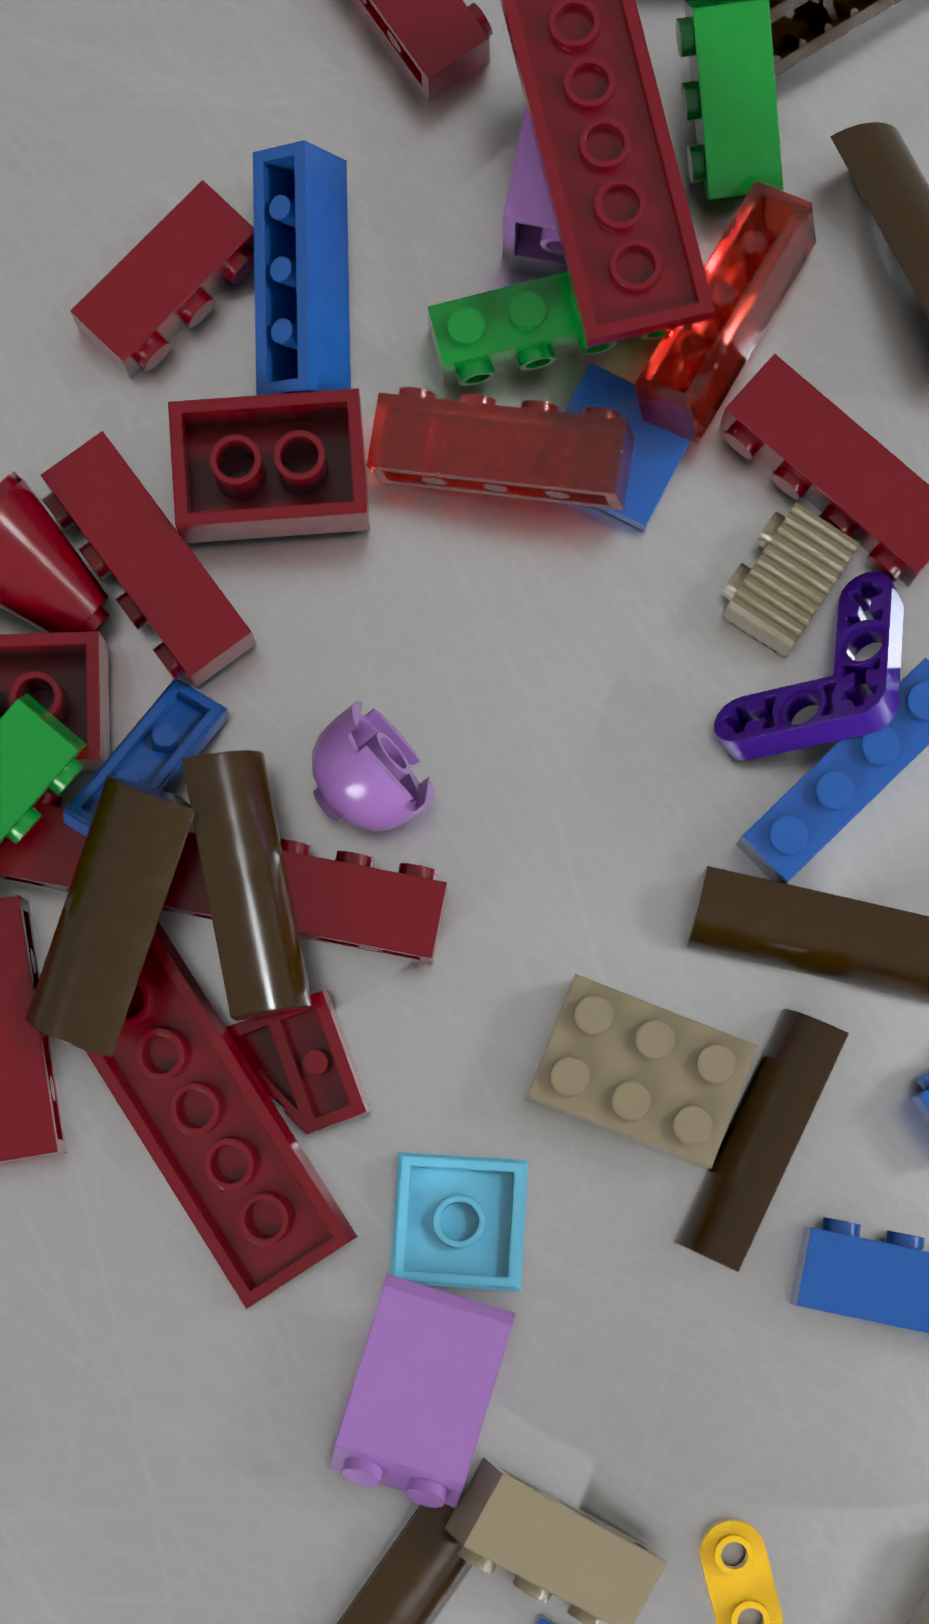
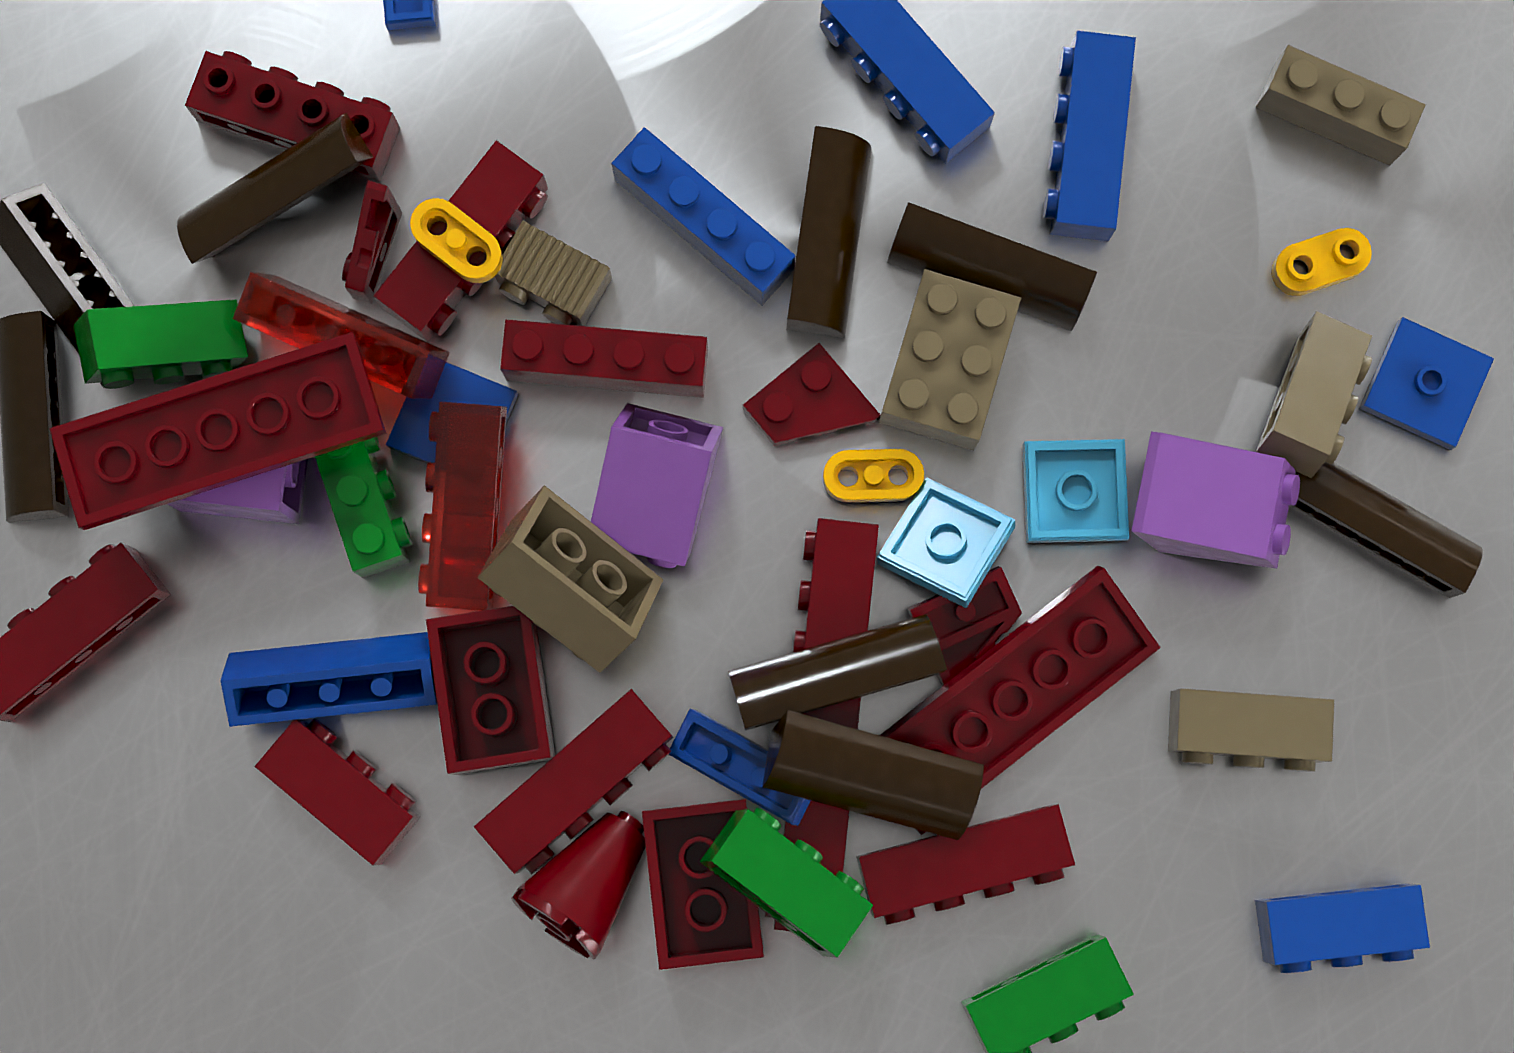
camera: 100 degrees left, 0 degrees up
(131, 1415) = (1251, 728): none -> dark tan brick
(367, 773) = (734, 591): medium lavender cylinder -> none
(391, 566) = (571, 579): none -> dark tan brick
(405, 1045) = (946, 542): none -> plate
(500, 963) = (872, 475): none -> yellow plate
(512, 684) = (655, 483): none -> medium lavender slope
(605, 892) = (809, 400): none -> dark red wing
(676, 636) = (604, 358): none -> dark red brick
(762, 721) = (645, 228): dark purple beam -> none
(832, 457) = (458, 241): none -> yellow plate
(846, 358) = (372, 242): none -> dark red wing

